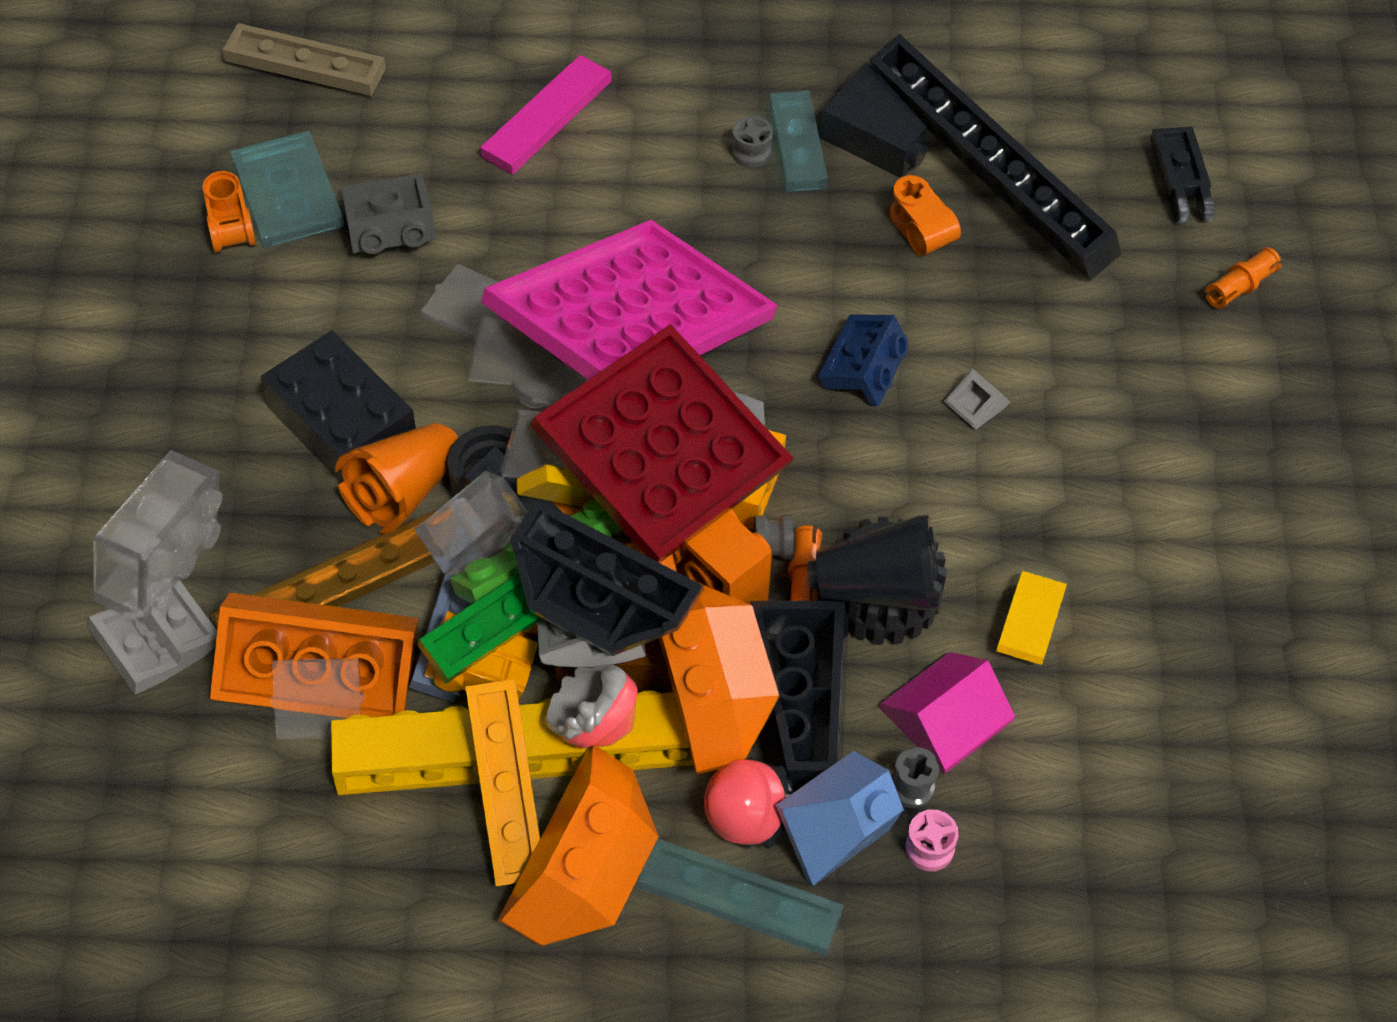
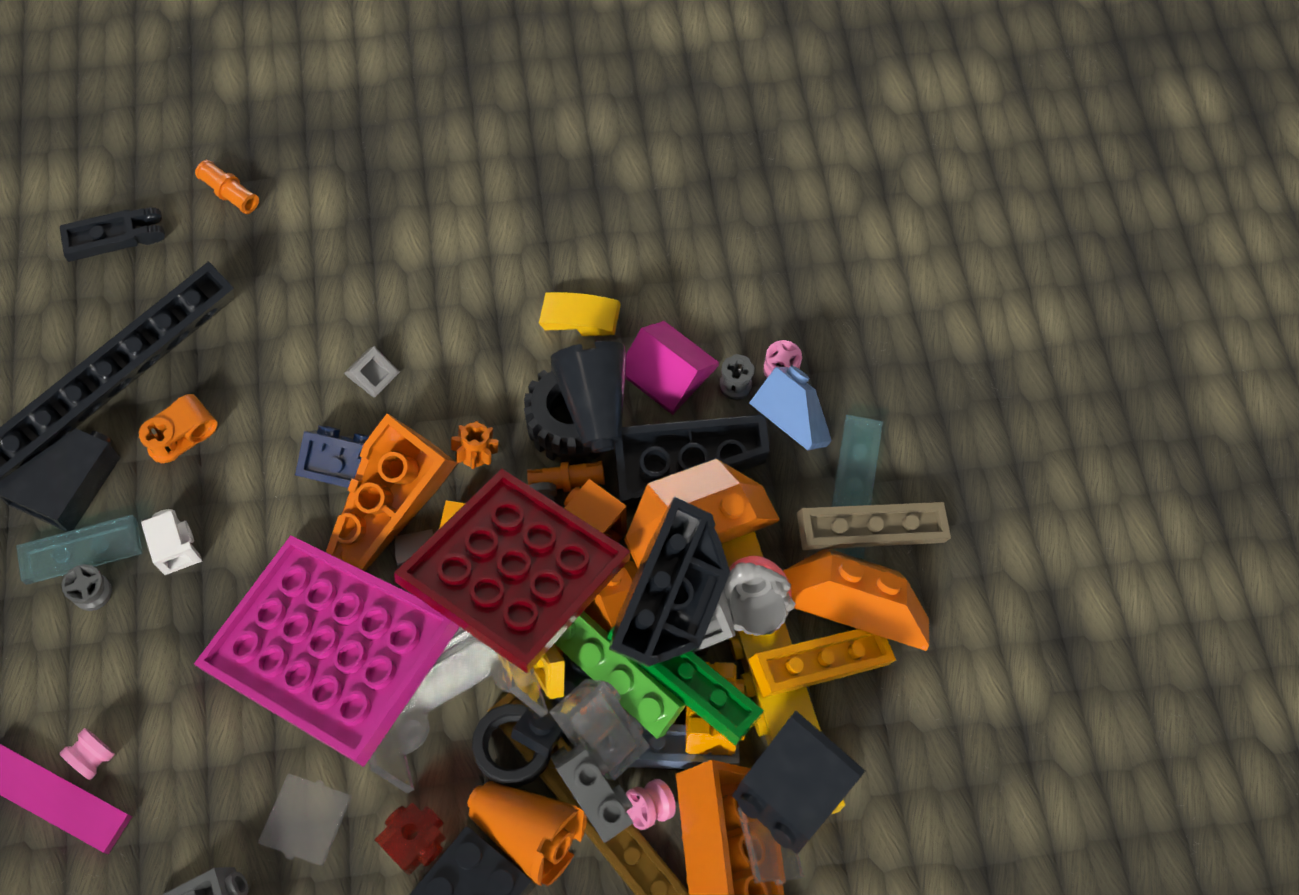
camera: 100 degrees left, 10 degrees up
(350, 688) = (797, 783): none -> black slope
(394, 589) = (651, 804): none -> bright pink wheel
(402, 501) = (585, 779): none -> dark grey plate
(420, 373) = (396, 837): none -> clear red brick
(577, 136) = (87, 754): none -> bright pink wheel
(672, 891) = (873, 525): none -> dark tan plate
(744, 799) = (790, 480): coral hair -> none
(789, 204) = (170, 542): none -> white brick
(820, 398) = (390, 487): none -> orange wedge
(859, 480) = (474, 444): none -> orange gear

